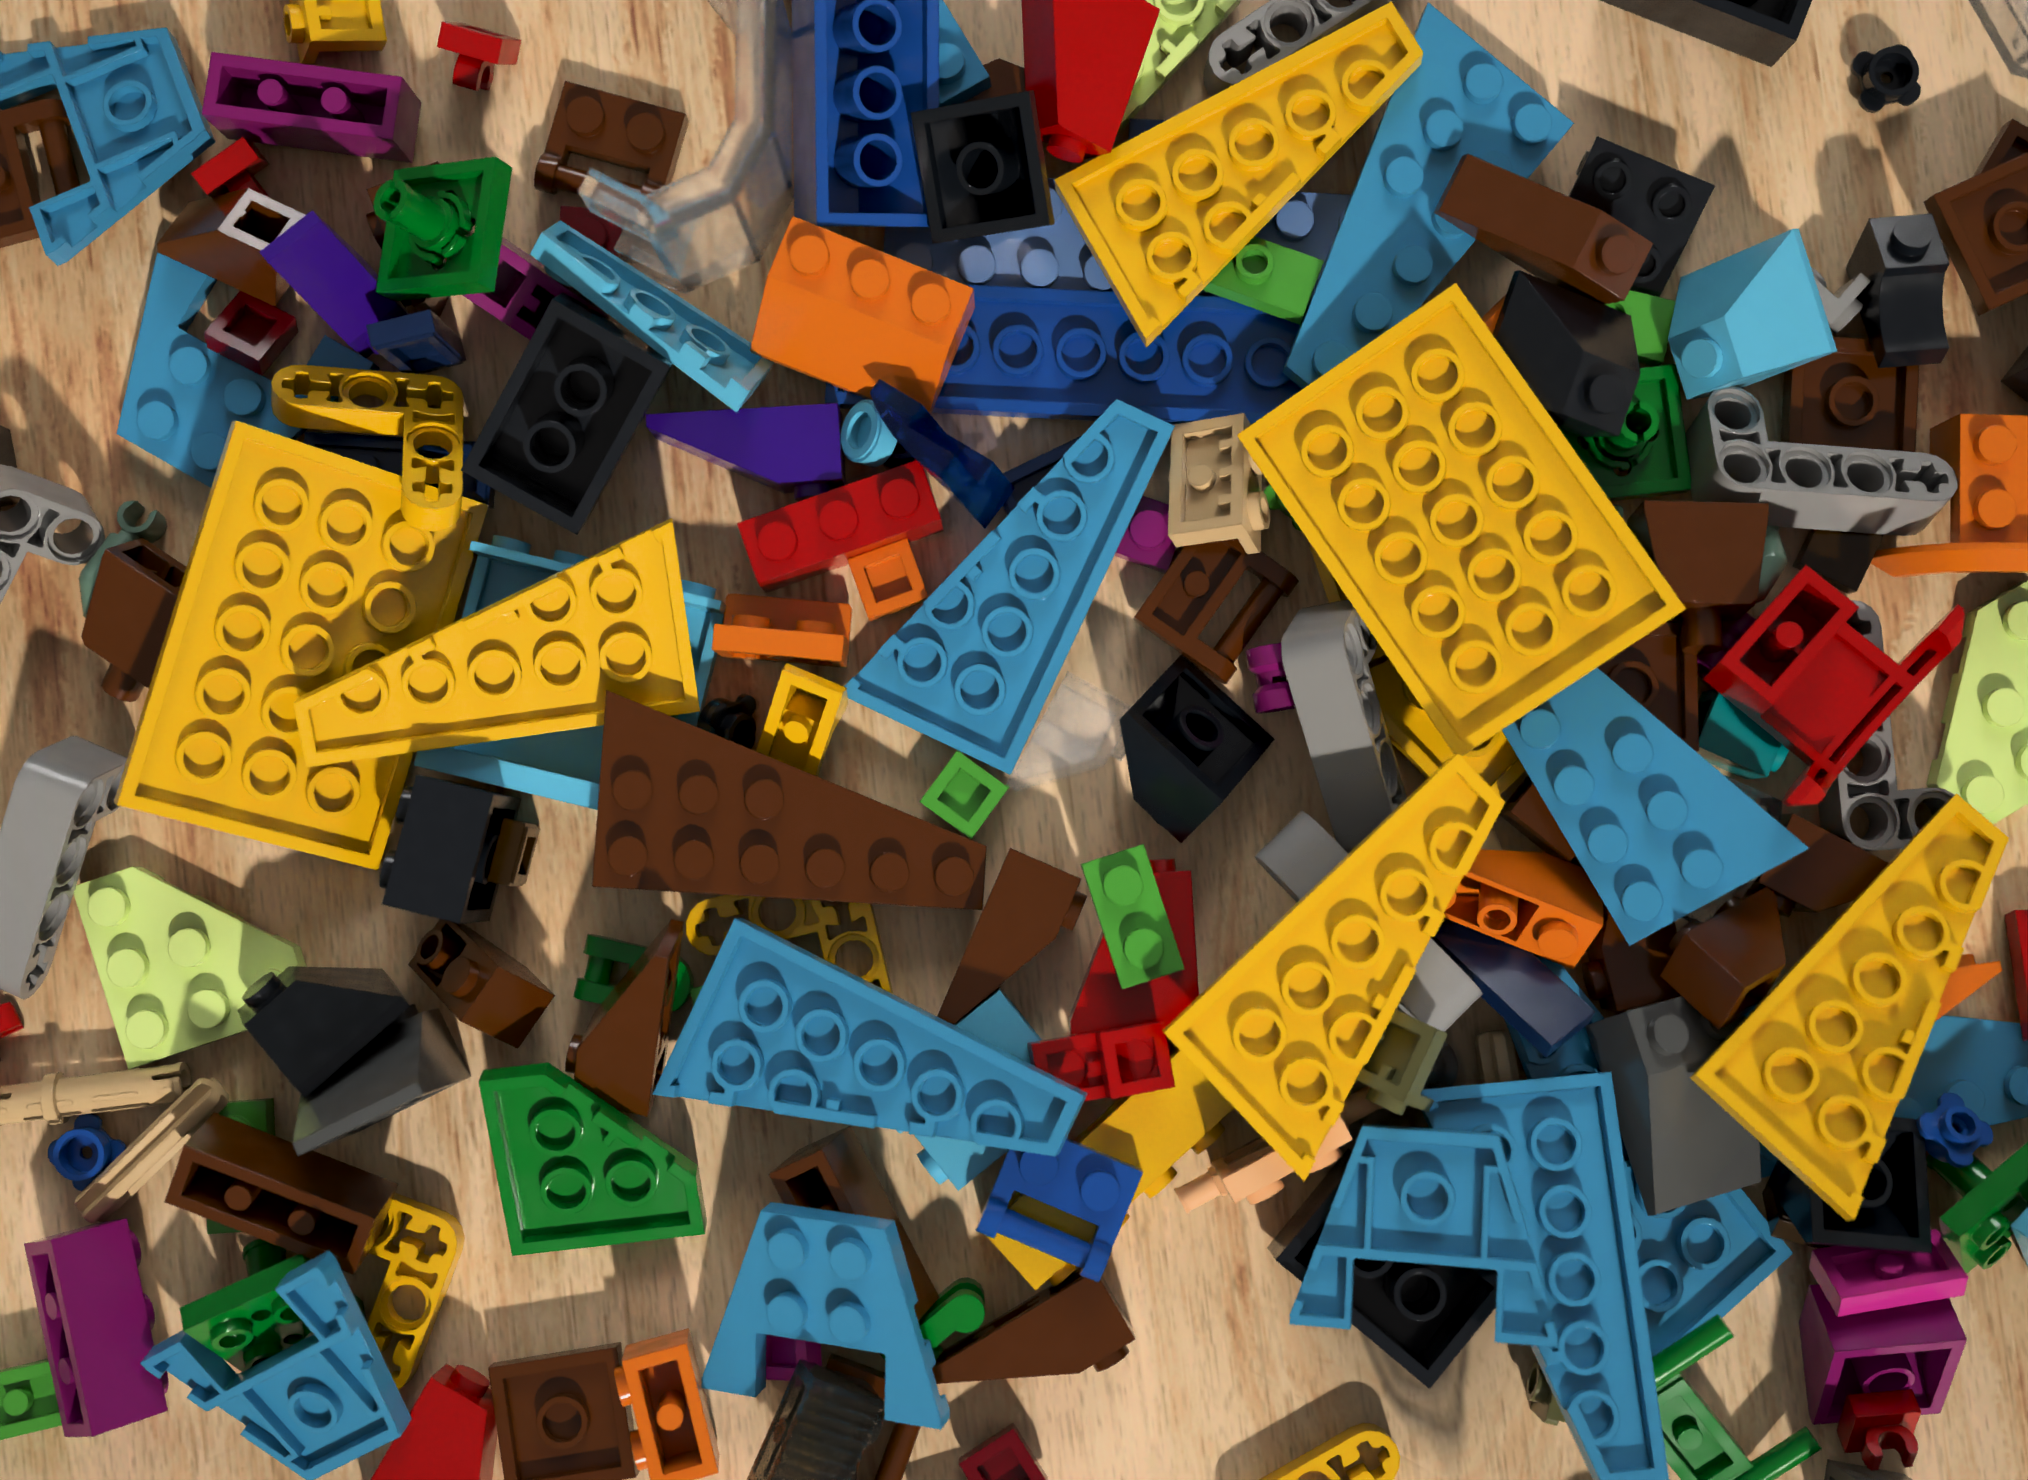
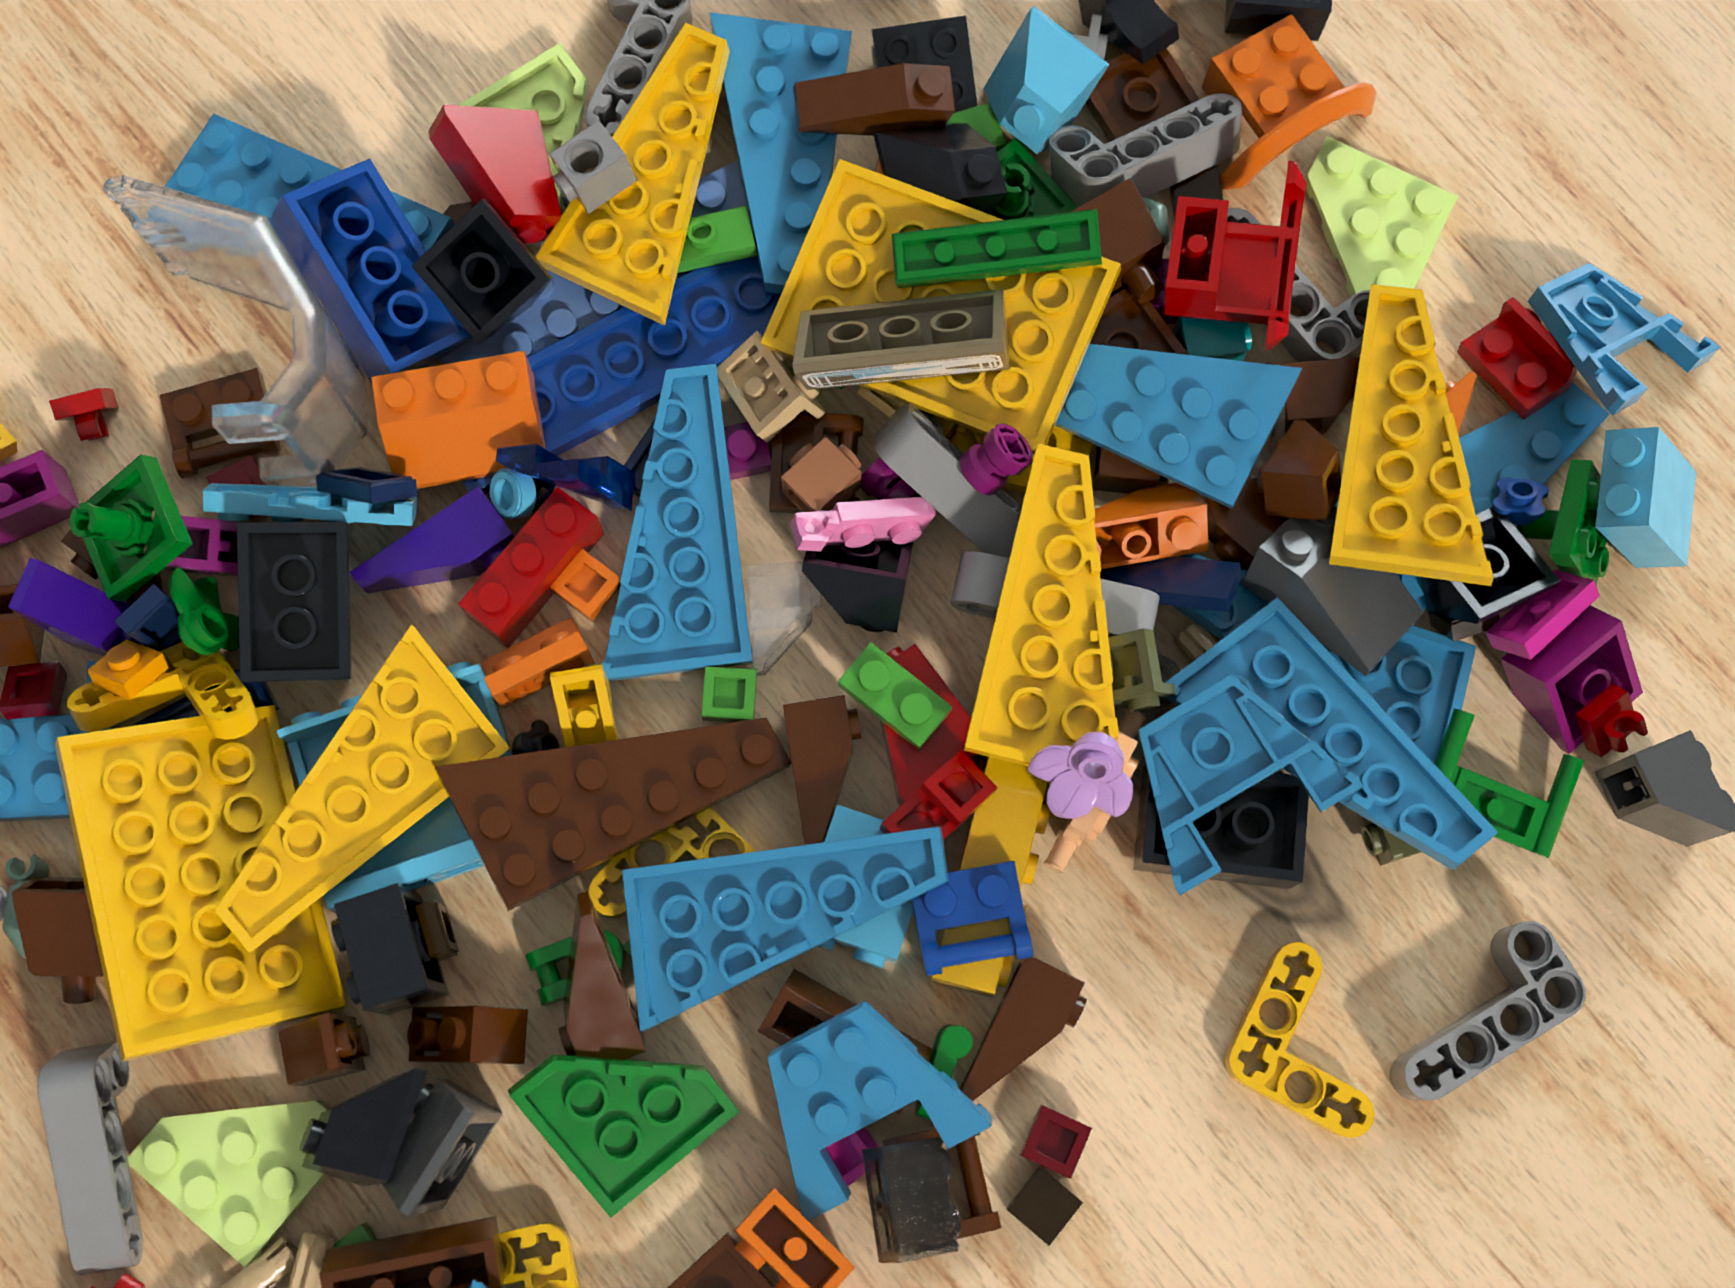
camera: 35 degrees left, 10 degrees down
(327, 905) = (323, 1049): none -> reddish brown slope
(356, 378) = (128, 669): none -> light orange plate
(463, 372) = (200, 615): none -> green plate
(718, 330) = (366, 485): none -> dark blue tile
(1183, 93) = (587, 150): none -> light grey brick
(1207, 627) = (821, 476): none -> nougat brick
(1216, 706) = (862, 522): none -> bright pink hinge
(1268, 1146) = (1084, 776): none -> lavender plate
(1391, 536) = (902, 340): none -> dark tan slope
(1407, 736) = (1000, 455): none -> magenta wheel
(1560, 503) = (996, 248): none -> green tile

